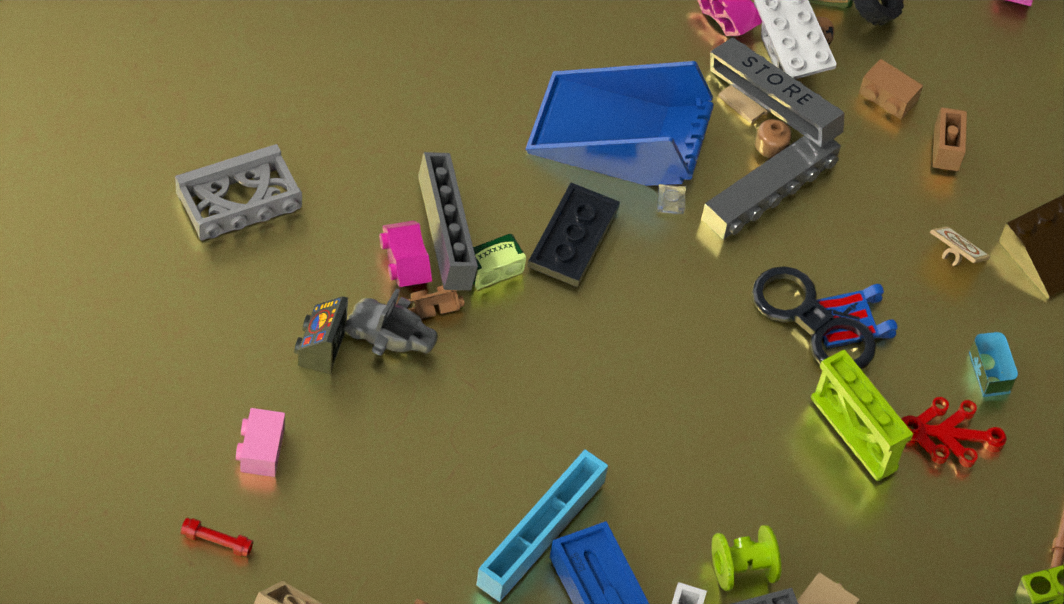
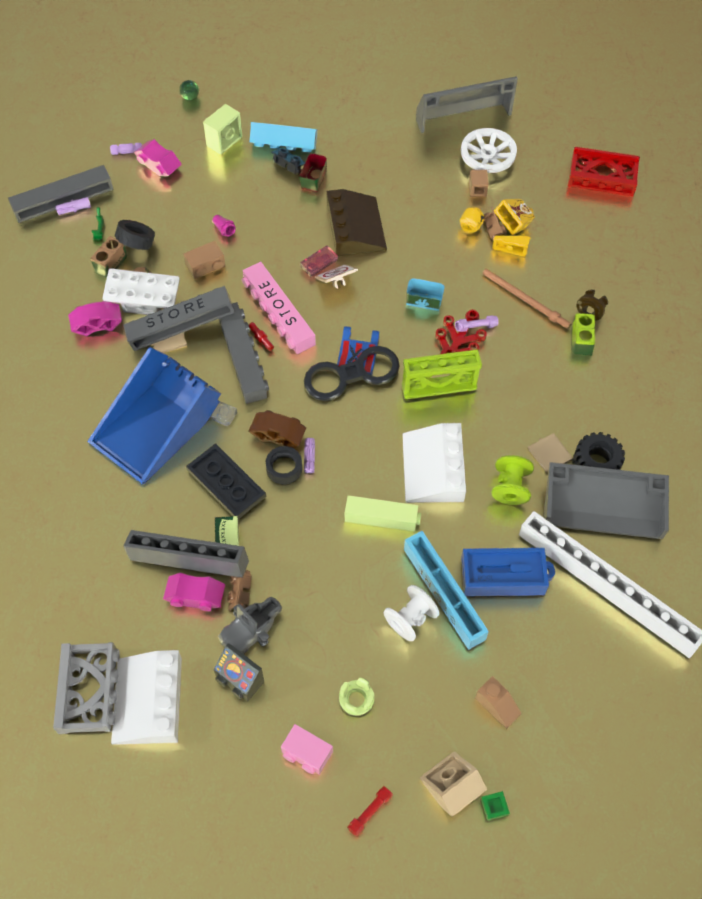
camera: 60 degrees left, 5 degrees up
(255, 261) = (147, 698): none -> white slope
(353, 462) = (362, 686): none -> yellowish green piece
(488, 495) = (412, 614): none -> white hose
(618, 421) = (382, 513): none -> yellowish green brick
(627, 305) = (280, 452): none -> black tyre
(661, 313) = (309, 455): none -> lavender axle
(676, 261) = (277, 429): none -> reddish brown brick
(727, 464) = (434, 464): none -> white slope
(772, 137) = (210, 336): medium nougat head -> none
(810, 197) = (261, 336): none -> red bar
(865, 199) = (279, 308): none -> bright pink brick
(949, 139) = (259, 245): medium nougat brick -> none
(960, 93) = (224, 225): none -> dark pink cone
(967, 425) = (490, 321): none -> lavender bar
(972, 220) = (319, 261): none -> clear pink plate

